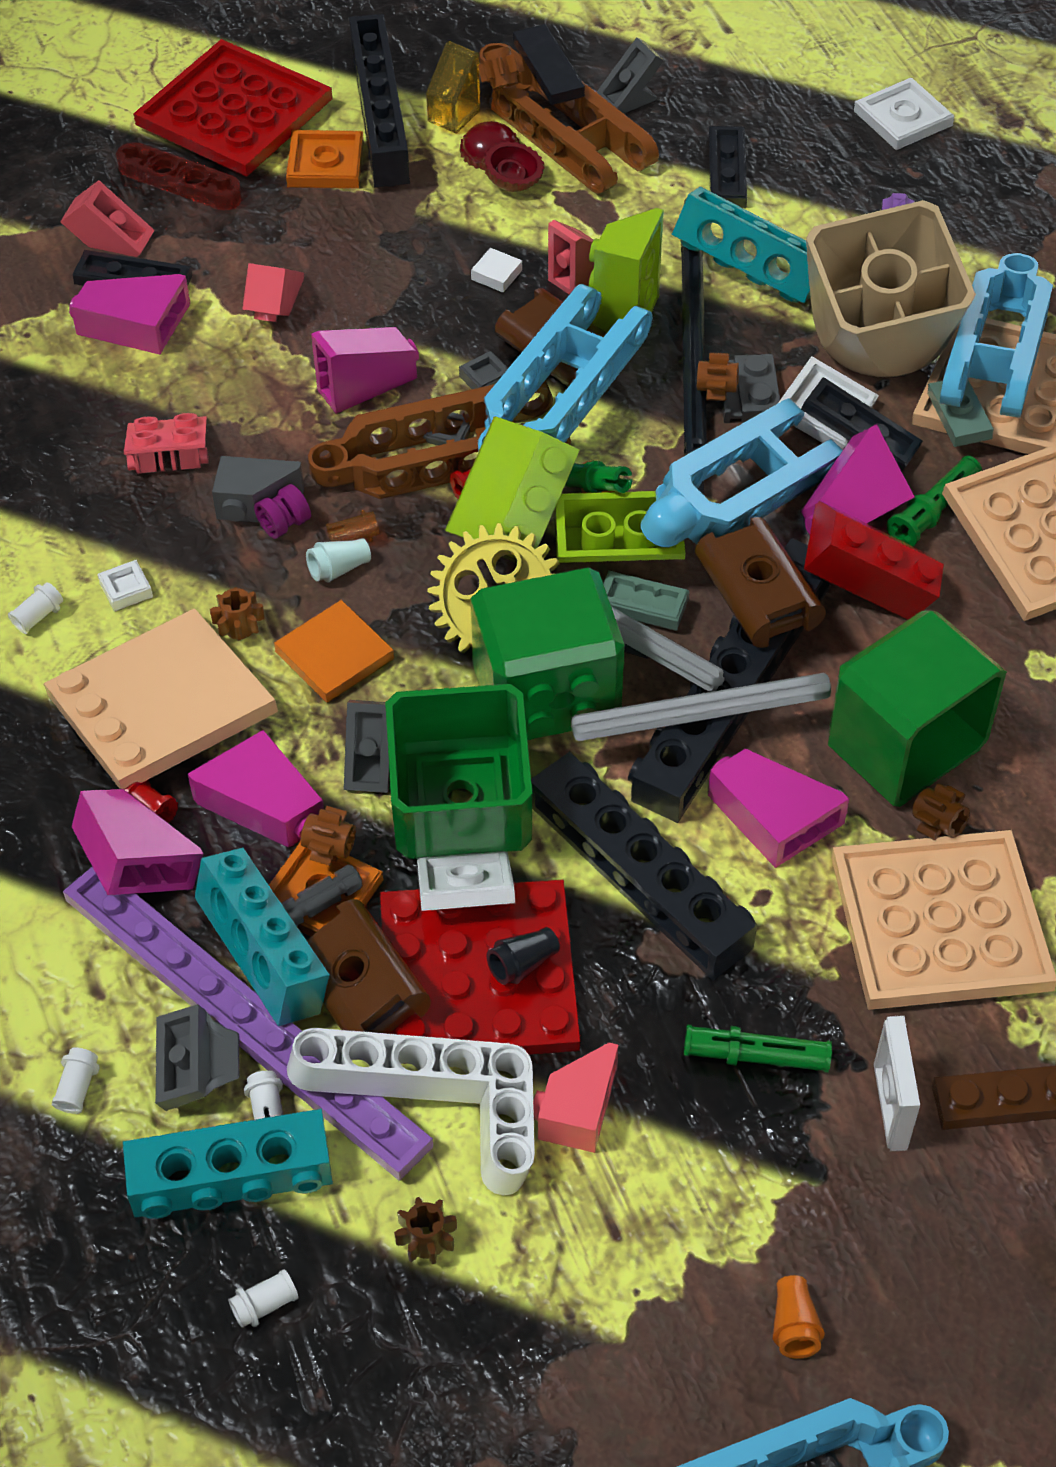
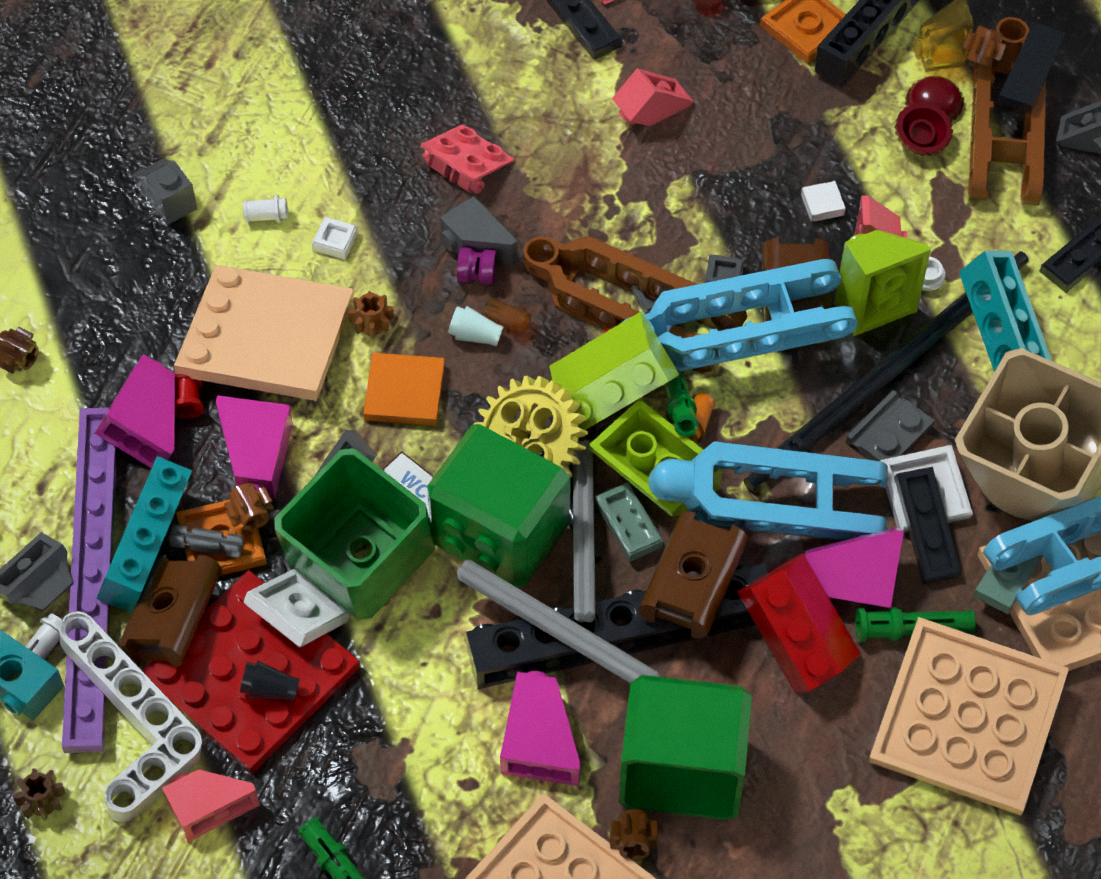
camera: 45 degrees right, 5 degrees up
(131, 310) = (547, 44): dark pink slope -> none
(361, 364) = (641, 201): dark pink slope -> none
(709, 945) = (409, 787): black brick -> none
(717, 376) = (860, 405): dark orange gear -> none

